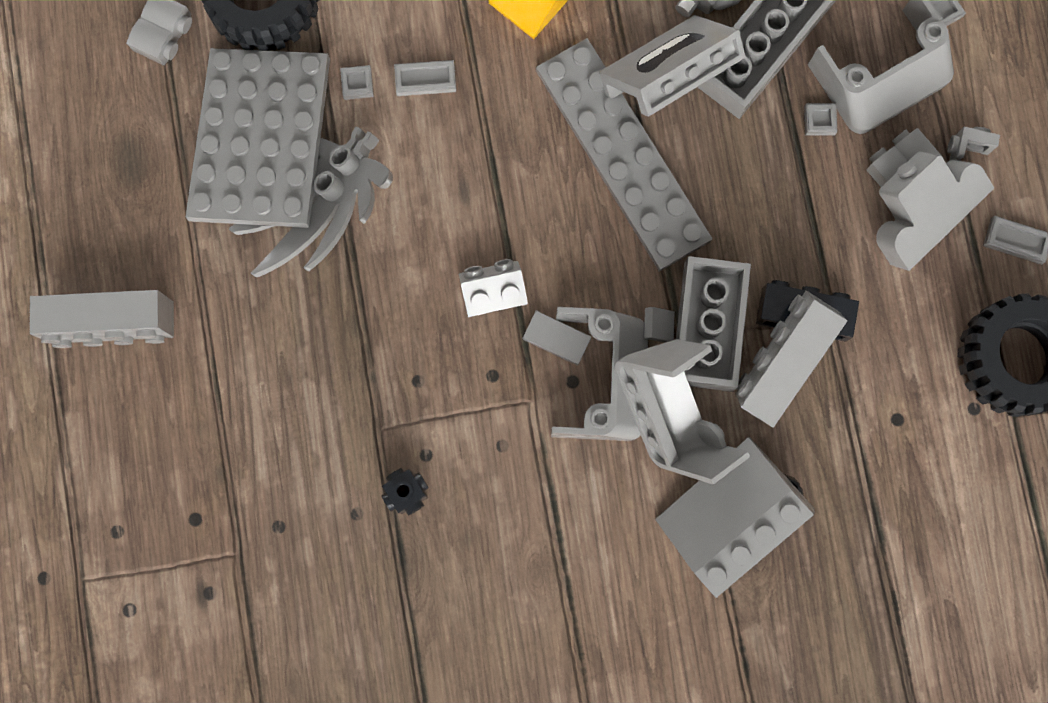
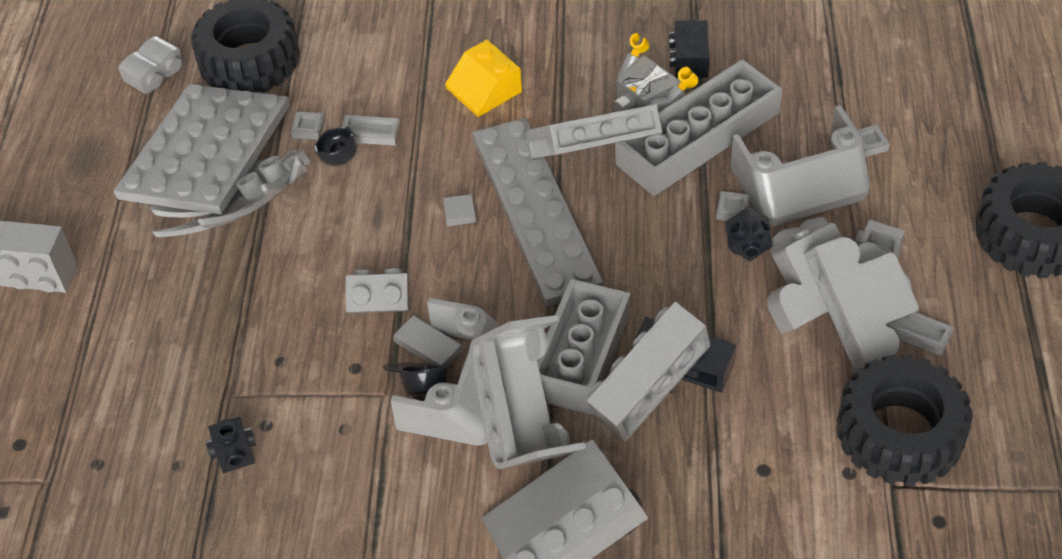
camera: 15 degrees right, 30 degrees down
(399, 111) = (336, 146): none -> black hair
(547, 170) = (459, 210): none -> light grey tile
(563, 381) = (418, 377): none -> black piece
(846, 160) = (748, 234): none -> black brick
(973, 231) = (862, 298): none -> light grey brick

